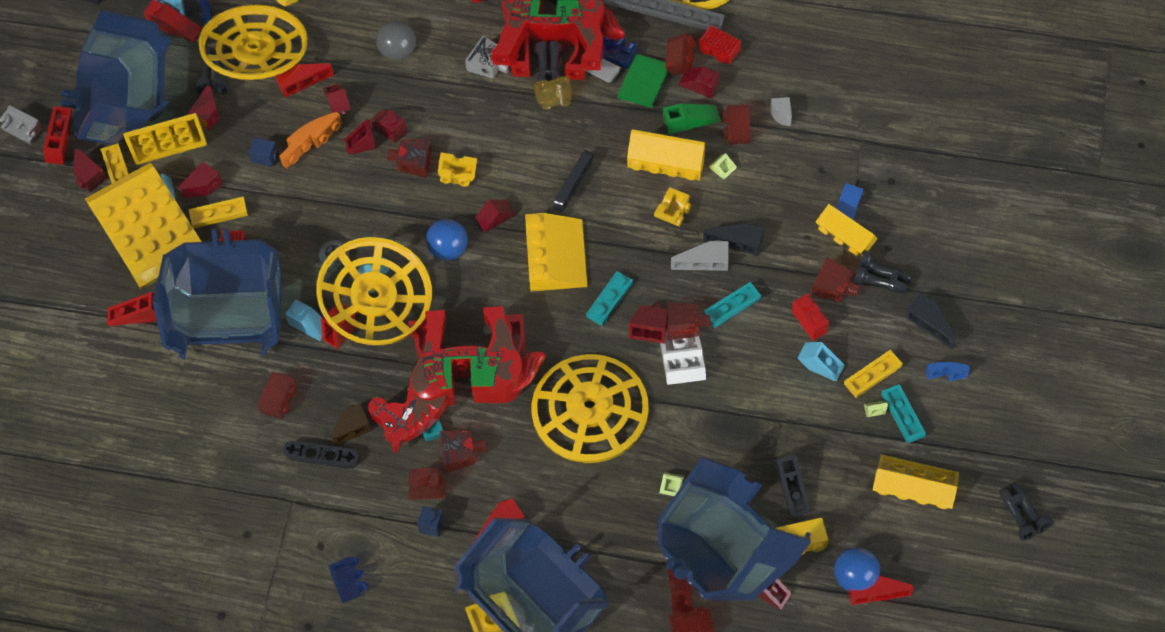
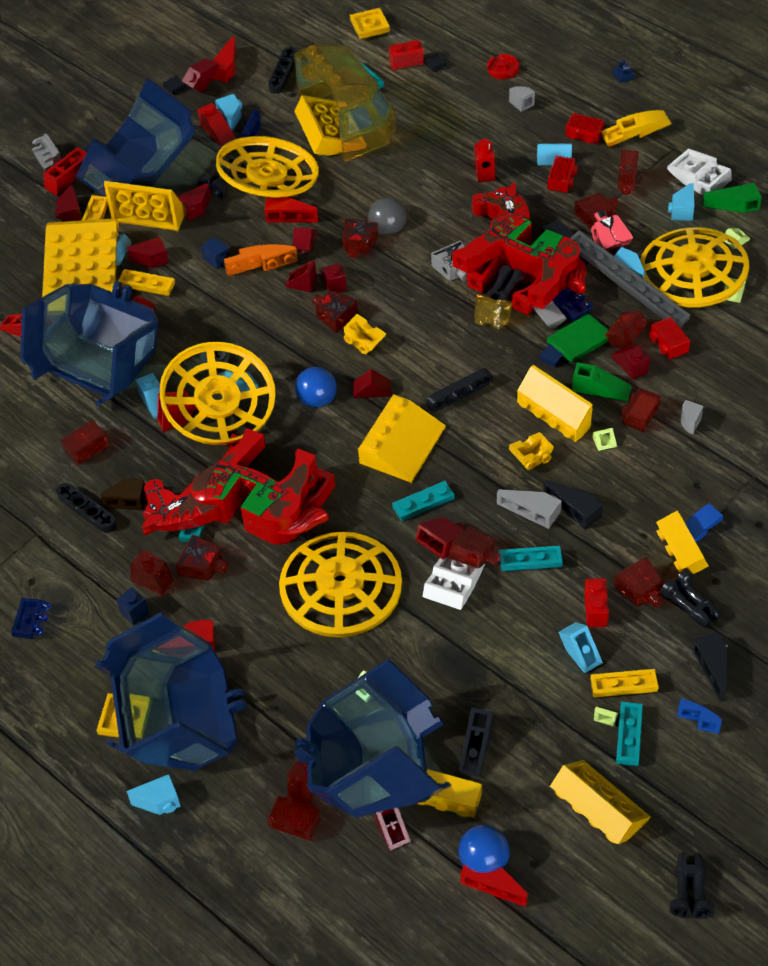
camera: 30 degrees right, 10 degrees down
(384, 73) = (359, 236): none -> clear red torso
(629, 109) = (551, 356): none -> dark blue tile

